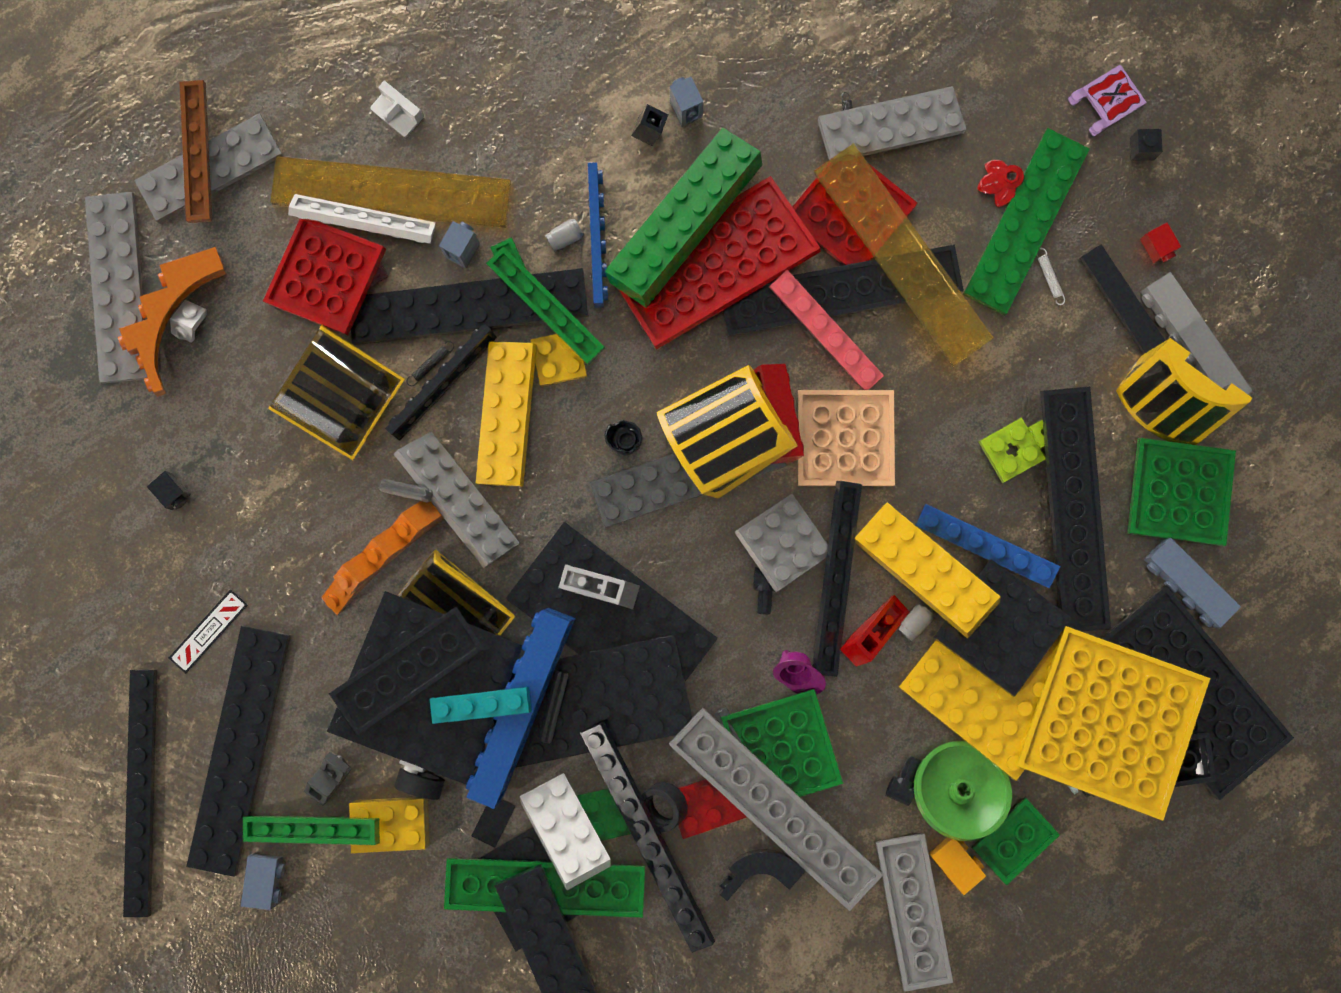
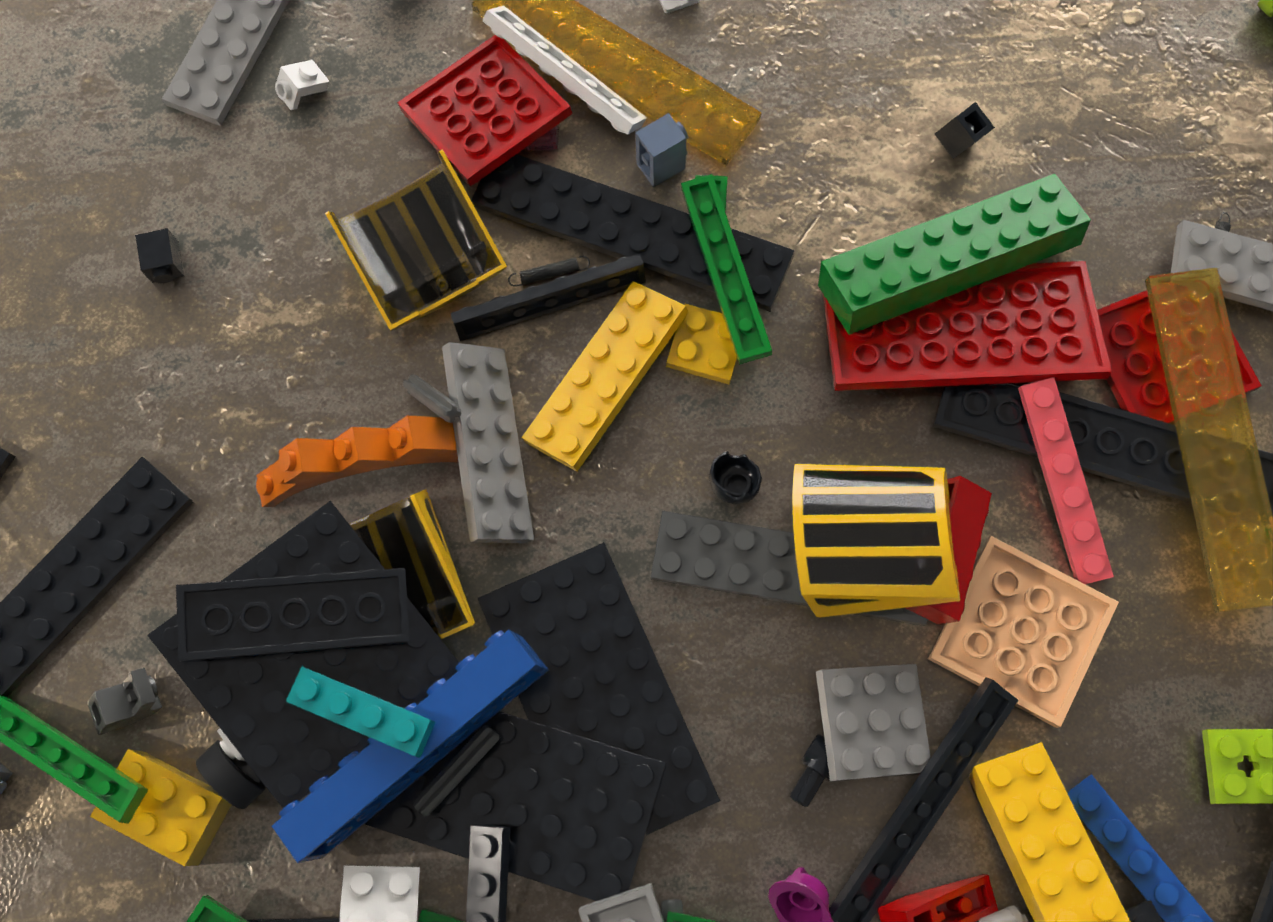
camera: 30 degrees right, 10 degrees down
(181, 278) = (317, 34): orange arch -> none
(208, 631) = (101, 444): sticker -> none
(493, 823) = (294, 883): black sticker -> none
(564, 234) = (792, 205): light grey piece -> none
(597, 224) = (827, 237): blue plate -> none
(599, 586) = (603, 647): light grey slope -> none
(686, 101) = (1024, 123): sand blue brick -> none

